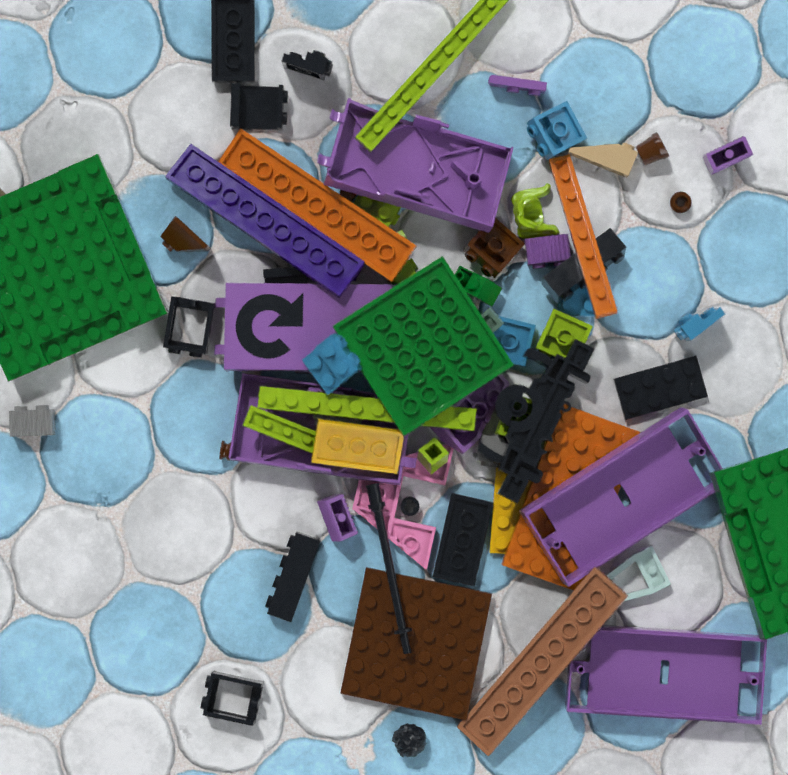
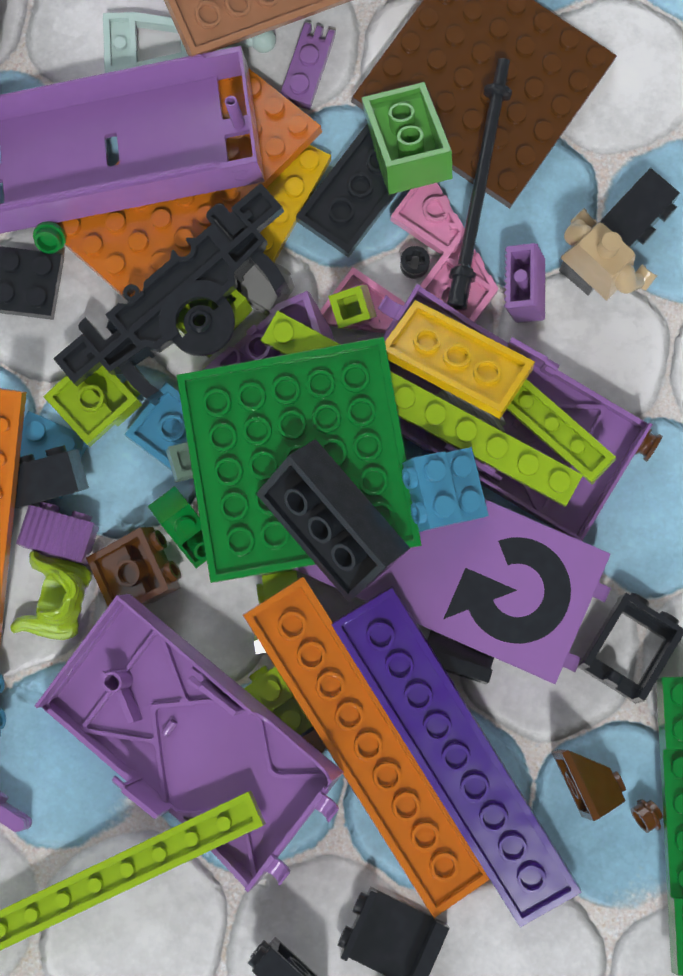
camera: 160 degrees left, 10 degrees down
(143, 235) = (647, 815): none -> reddish brown plate
(298, 546) = (603, 258): none -> tan torso
(387, 317) = (332, 520): none -> black slope
(445, 578) = (408, 138): none -> bright green slope
(529, 605) = (307, 66): none -> medium lavender hinge
(636, 425) = (49, 237): none -> green plate

